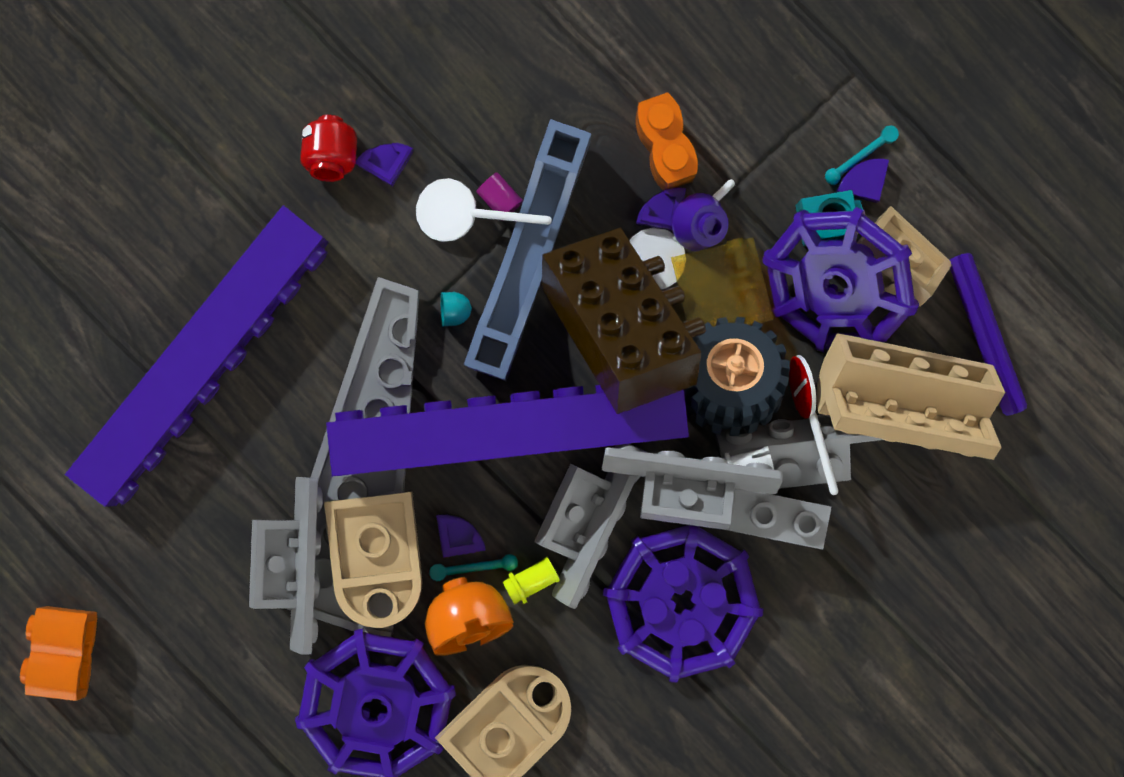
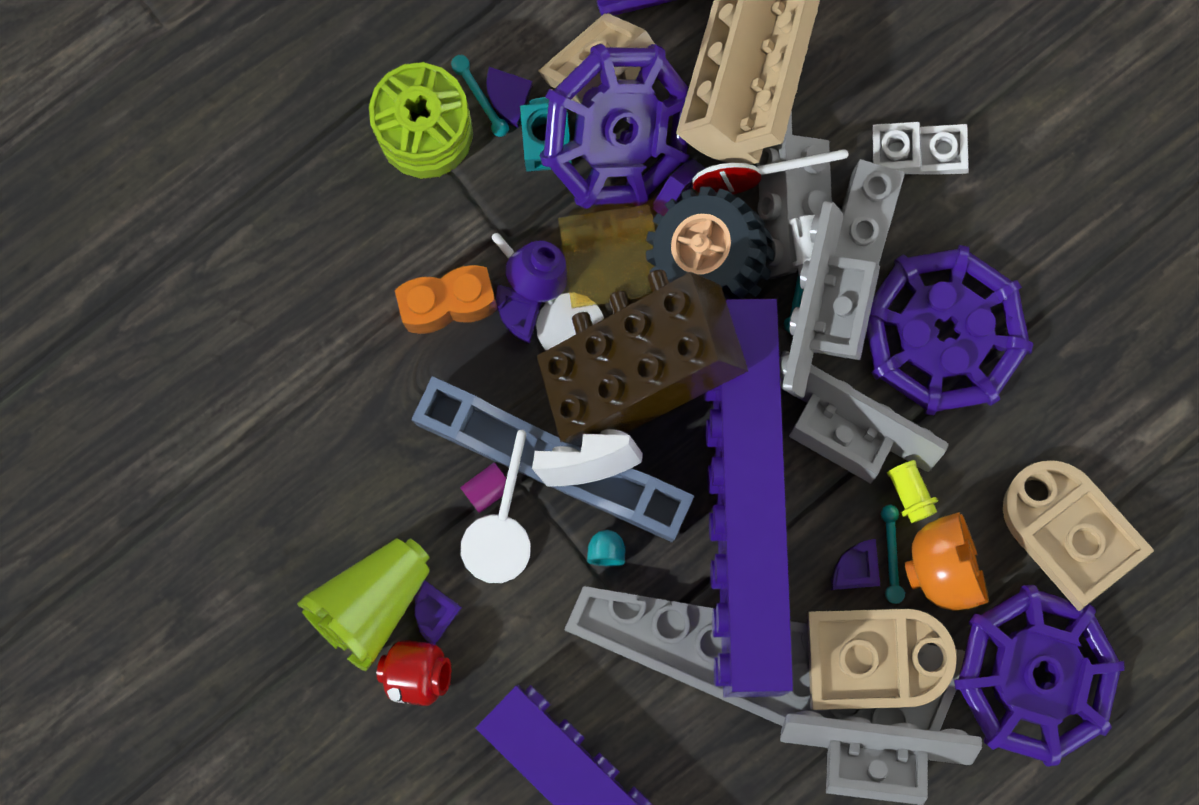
camera: 85 degrees left, 5 degrees down
(388, 100) = (367, 600): none -> lime cone
(529, 287) = (599, 458): none -> white slope
(795, 343) = (677, 183): none -> dark purple tile
(805, 104) = (432, 143): none -> lime wheel
(851, 566) = (921, 149): none -> white slope

